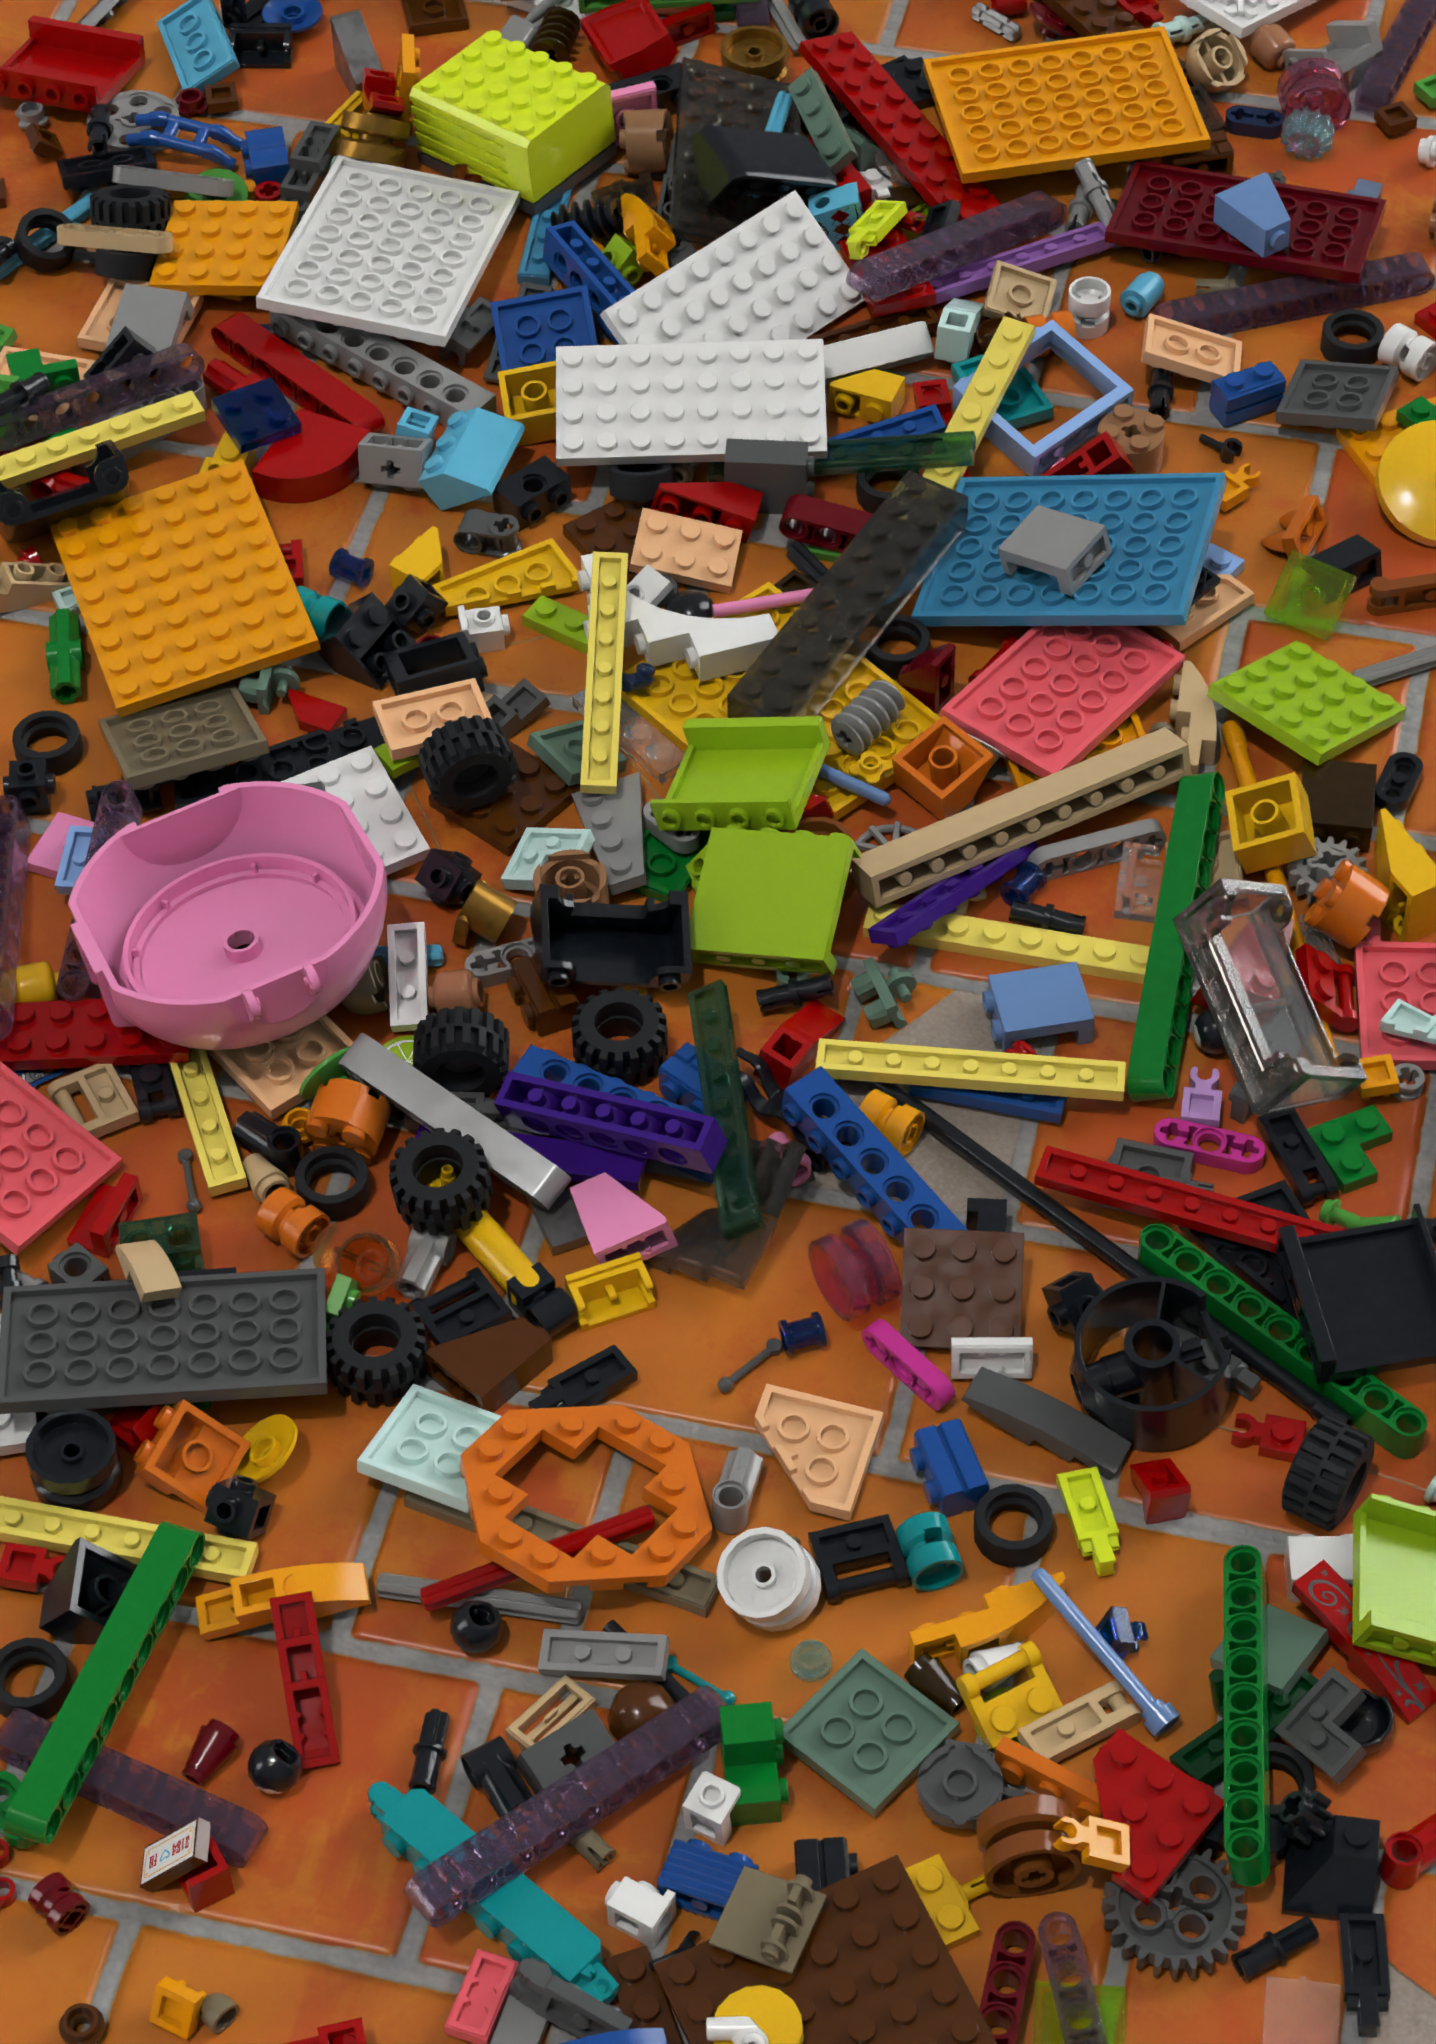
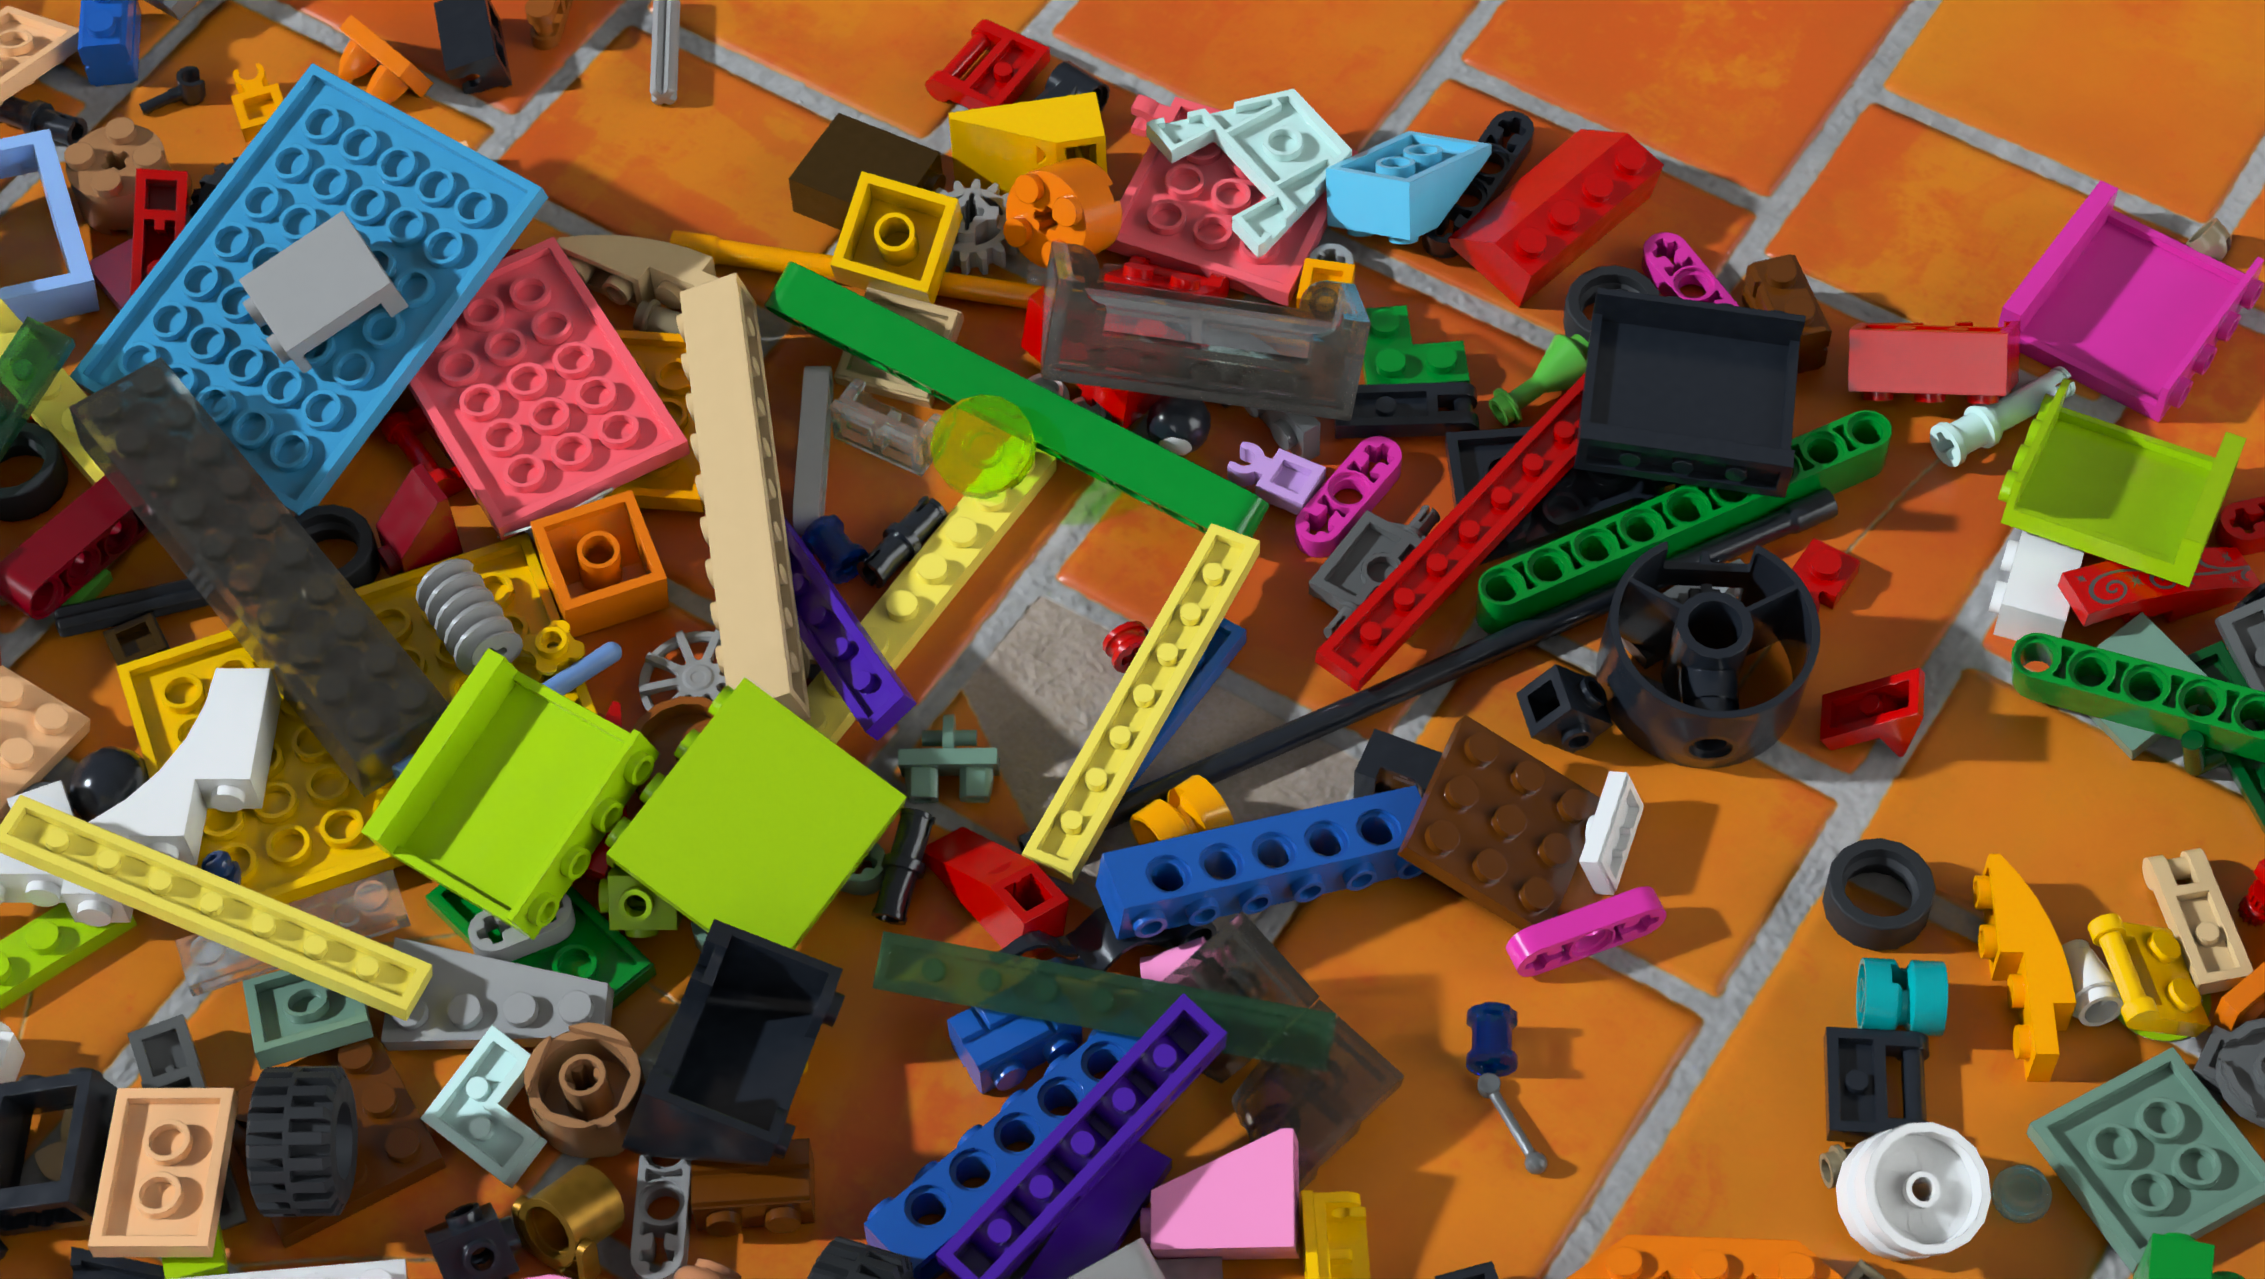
camera: 70 degrees left, 5 degrees up
(620, 1015) = (882, 1068): black tyre -> none
(735, 1490) = (1726, 1194): light grey piece -> none
(760, 603) = (162, 682): bright pink bar -> none
(819, 1445) = (1684, 1076): light nougat plate -> none
(854, 1269) = (1433, 934): clear pink wheel -> none
(935, 1682) = (2098, 1058): dark brown cone -> none
(949, 1466) = (1771, 935): blue brick -> none
(1038, 1004) = (1054, 597): medium blue panel -> none
(1042, 1418) = (1730, 805): dark grey slope -> none
(1090, 1517) = (1889, 806): neon yellow hinge -> none
(1120, 1632) = (2081, 835): clear blue tile -> none
(1128, 924) = (983, 446): none -> clear neon green tile
(1158, 1715) = (2206, 829): medium blue piece -> none
(1307, 702) = (689, 149): lime plate -> none
(1310, 595) = (509, 84): clear neon green plate -> none
(1327, 1473) = (1930, 528): black tyre -> none
(1398, 782) = (858, 103): black plate -> none

